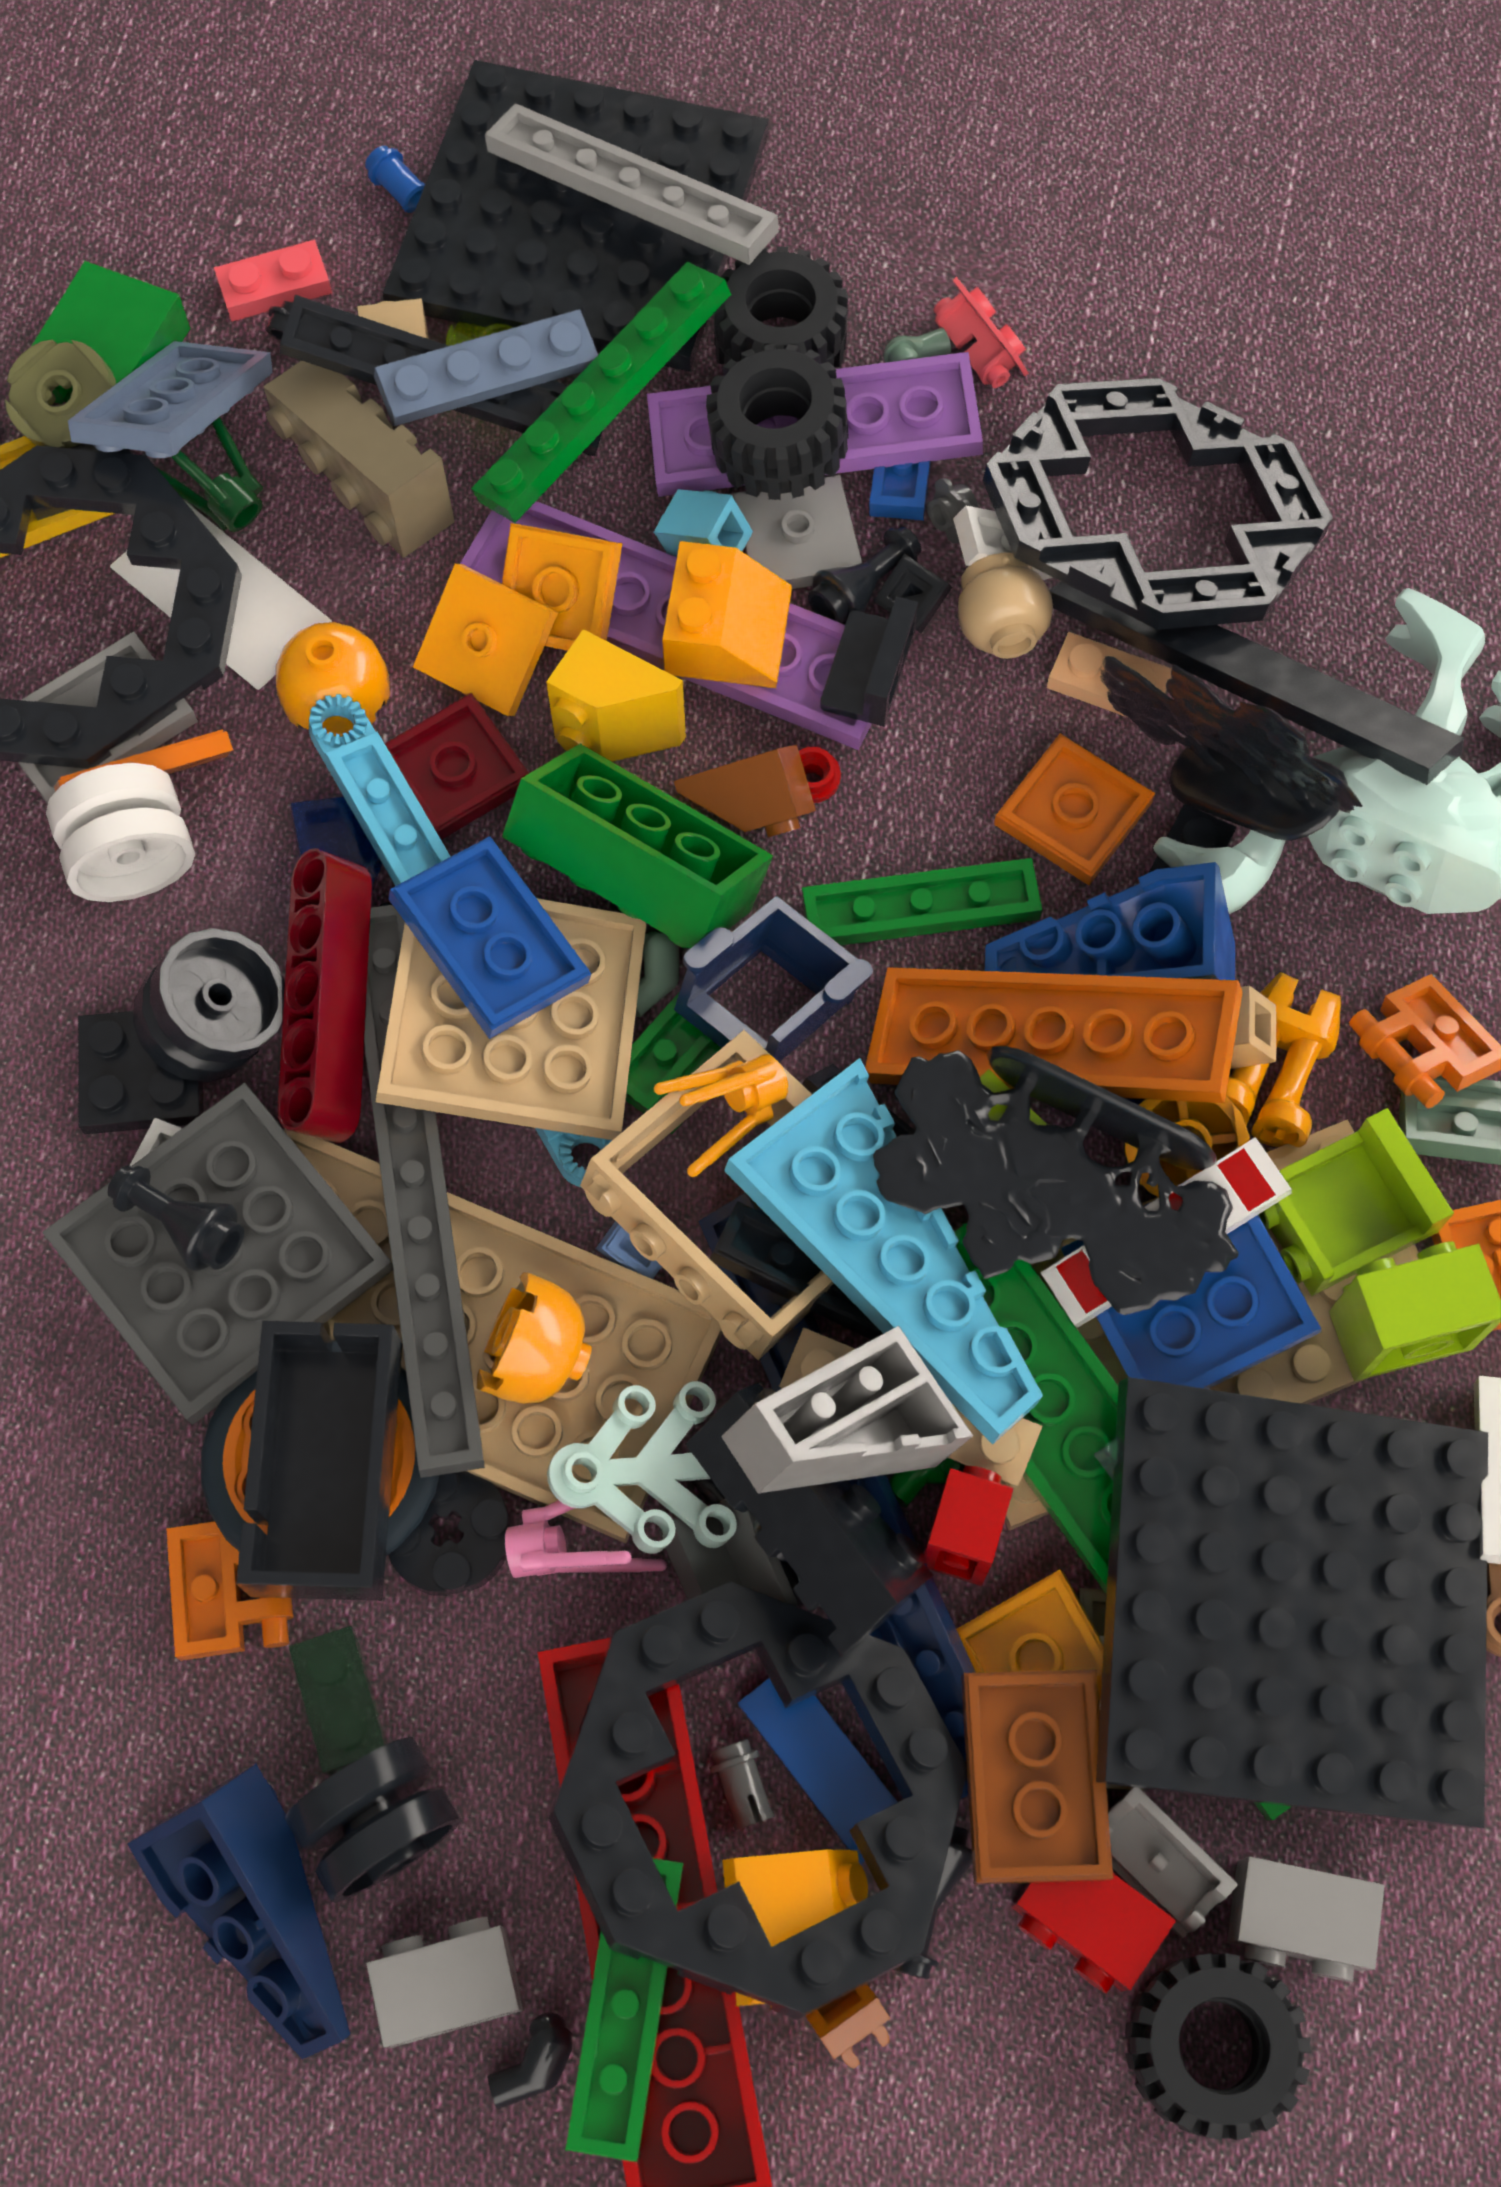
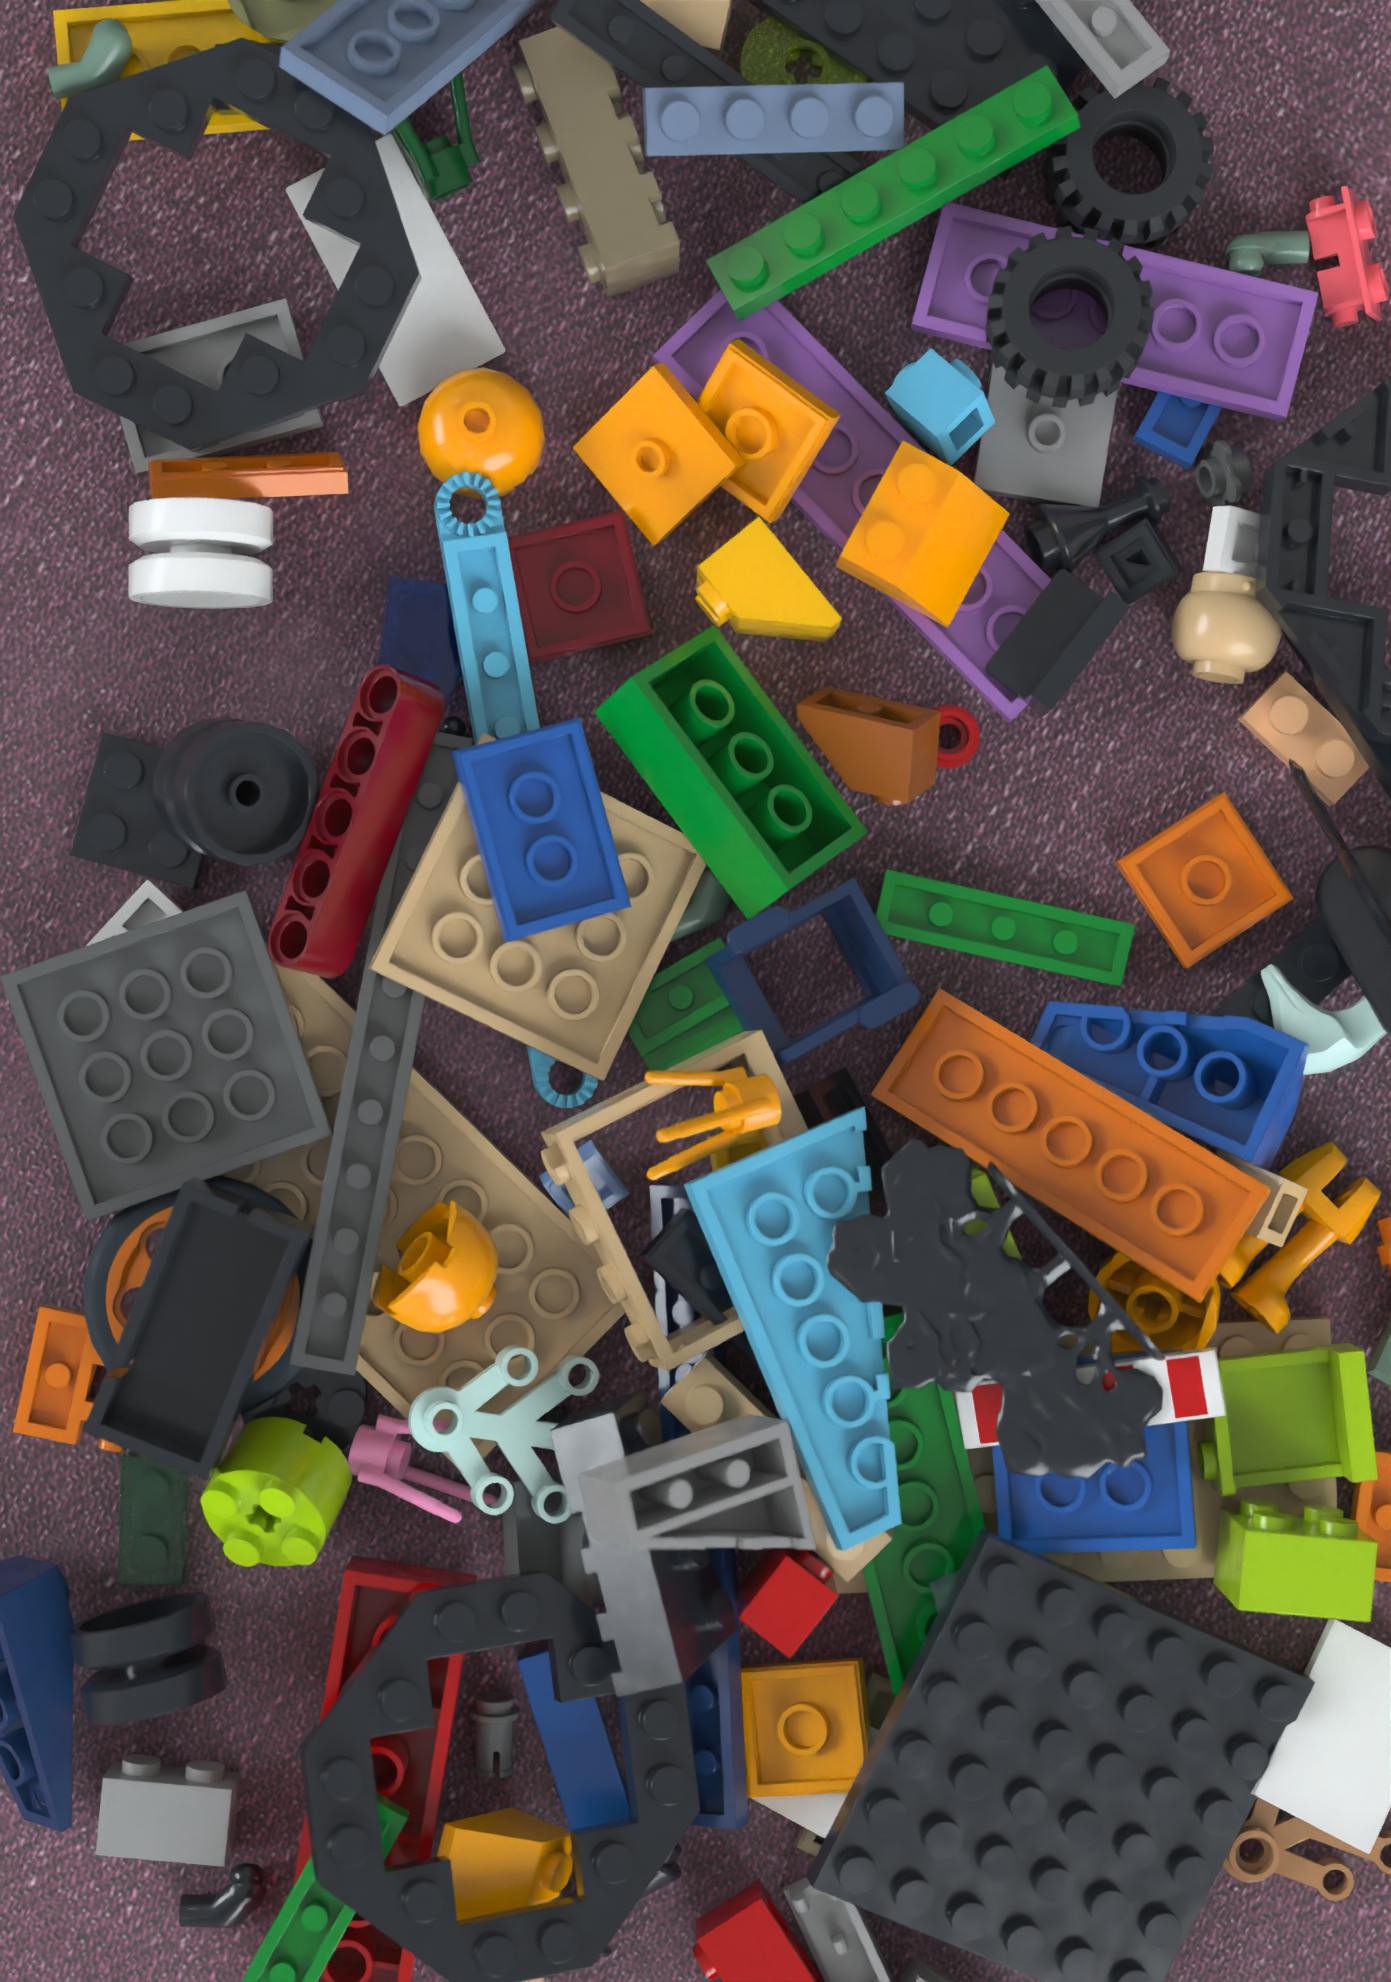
camera: 15 degrees right, 20 degrees up
(201, 1231) = (151, 1045): black piece -> none
(447, 1611) = (276, 1494): none -> lime brick
(1035, 1777) = (756, 1843): dark orange tile -> none

